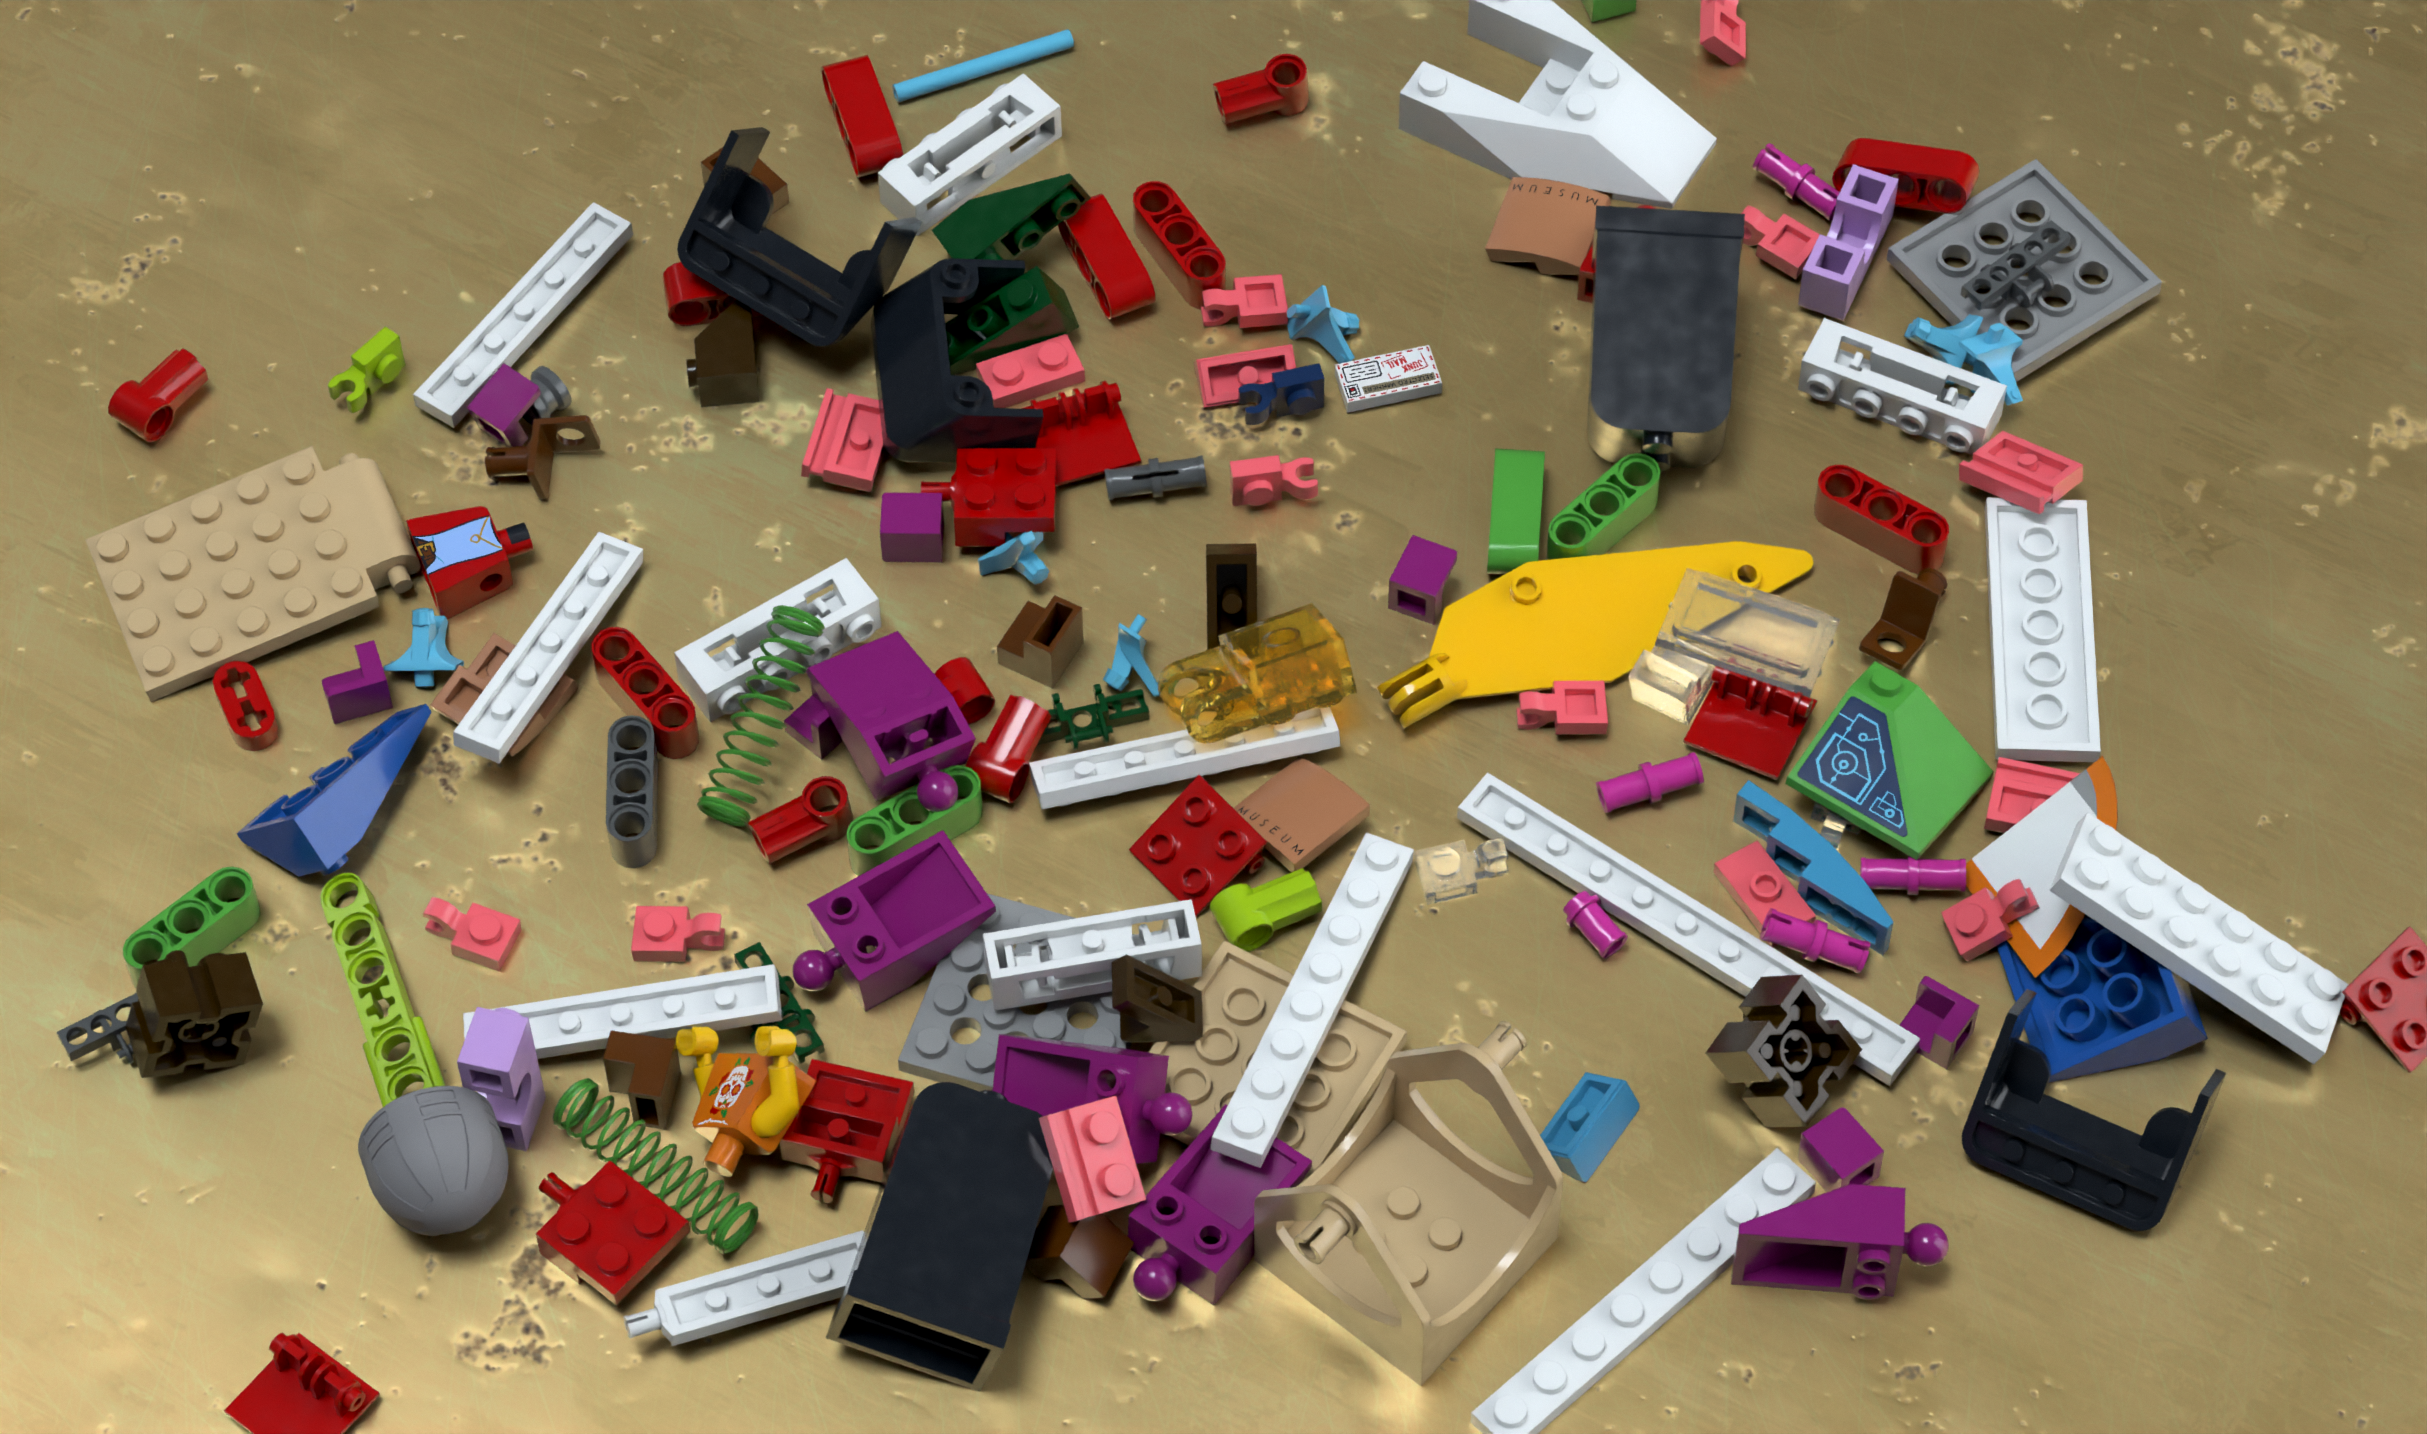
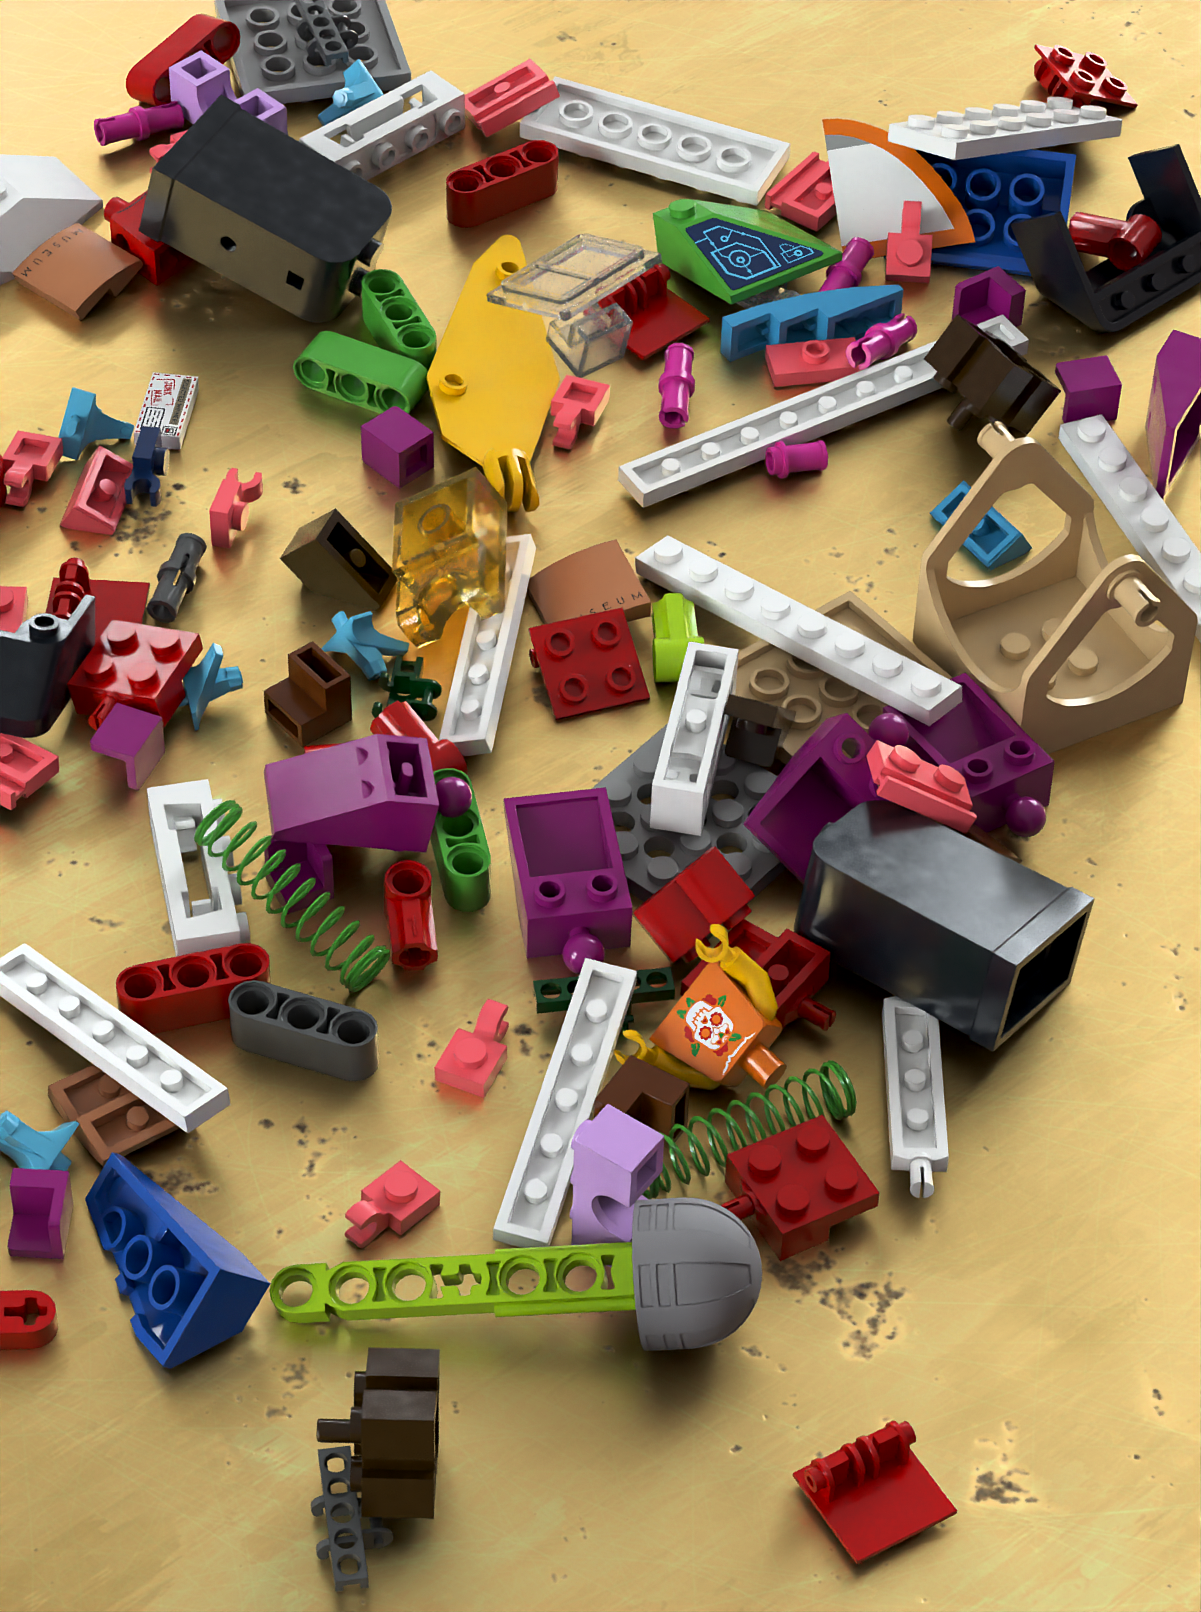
camera: 70 degrees left, 10 degrees down
(200, 908) = (269, 1454): bright green beam -> none
(893, 1033) = (691, 902): none -> red brick
(1452, 871) = (696, 523): clear plate -> none
(1906, 616) = (602, 198): reddish brown bracket -> none
(1993, 357) = (391, 71): medium azure piece -> none
(2111, 1113) = (1118, 240): none -> red piece

